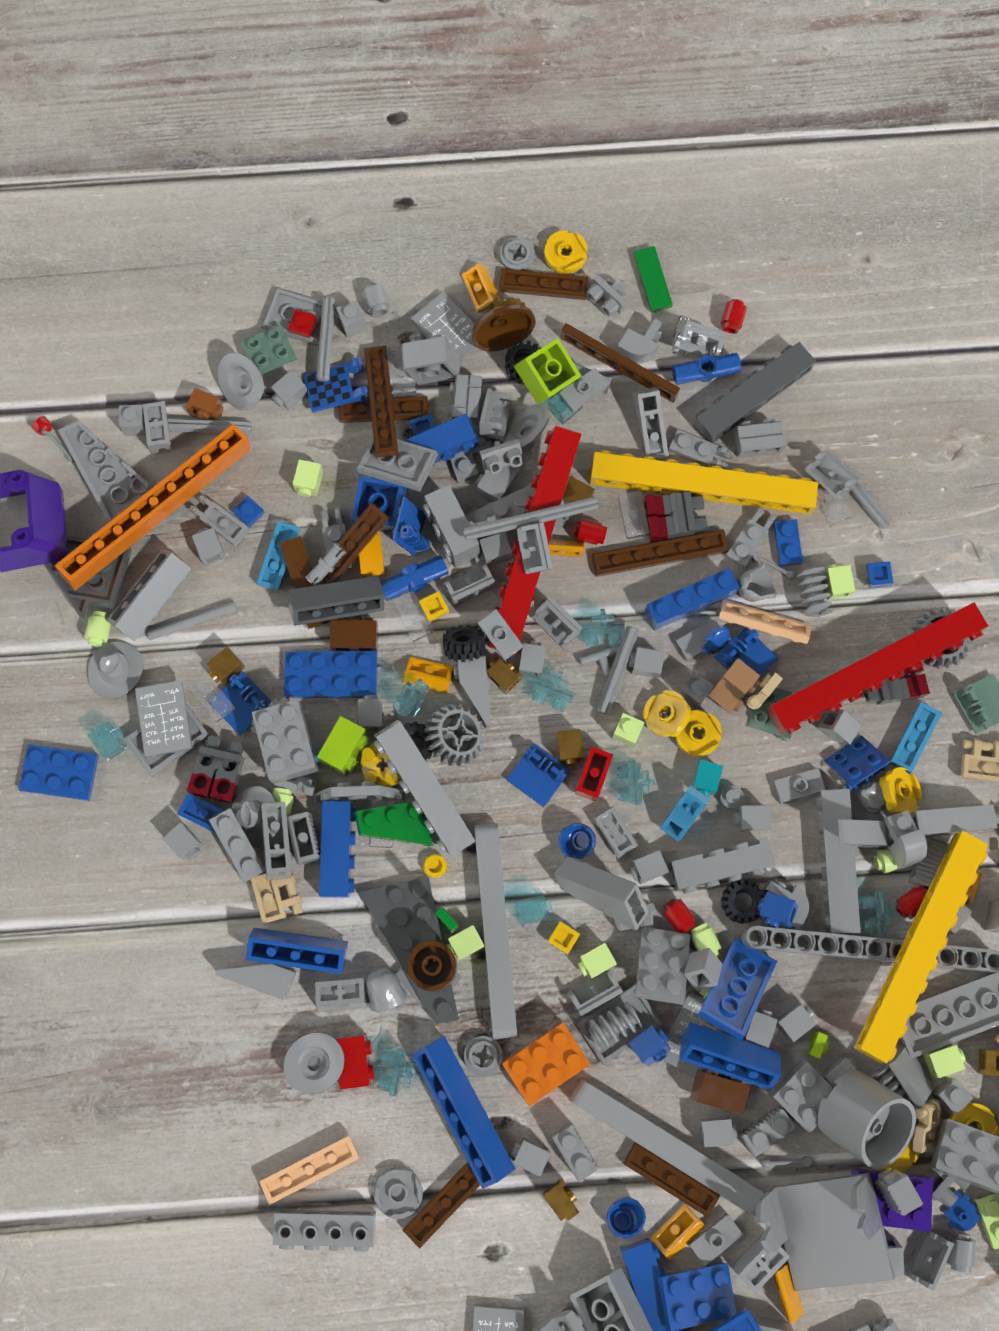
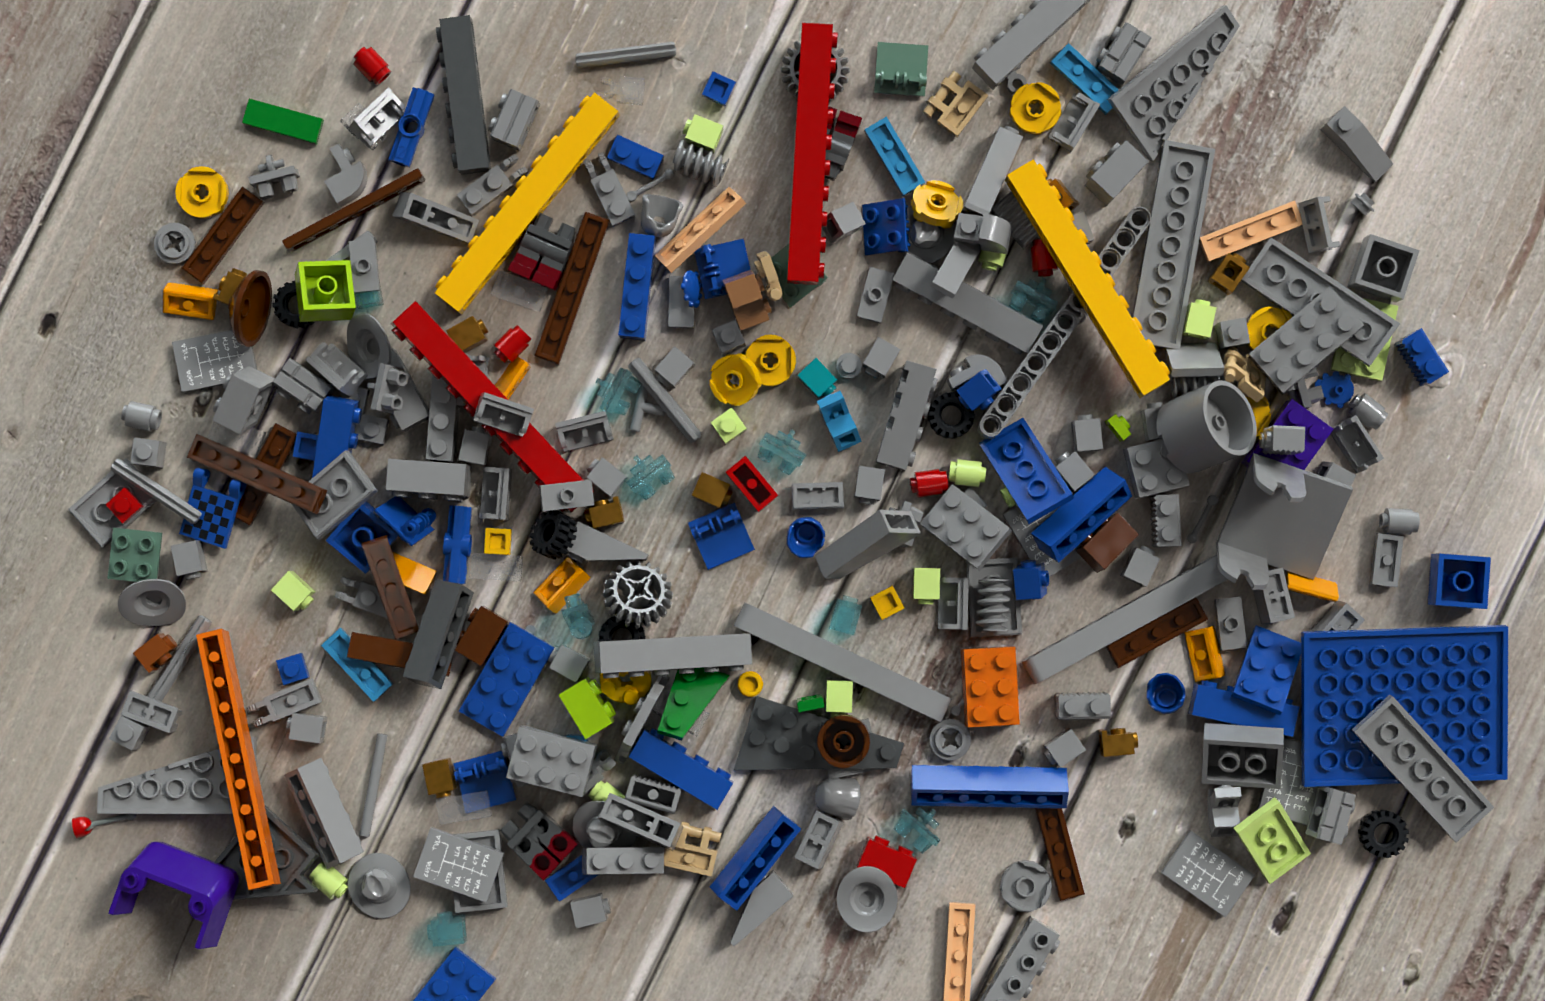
camera: 60 degrees left, 10 degrees up
(325, 564) = (396, 624): light grey pin -> none
(530, 518) = (471, 400): light grey axle -> none
(703, 969) = (991, 492): light grey brick -> none
(832, 474) = (593, 72): light grey hinge -> none

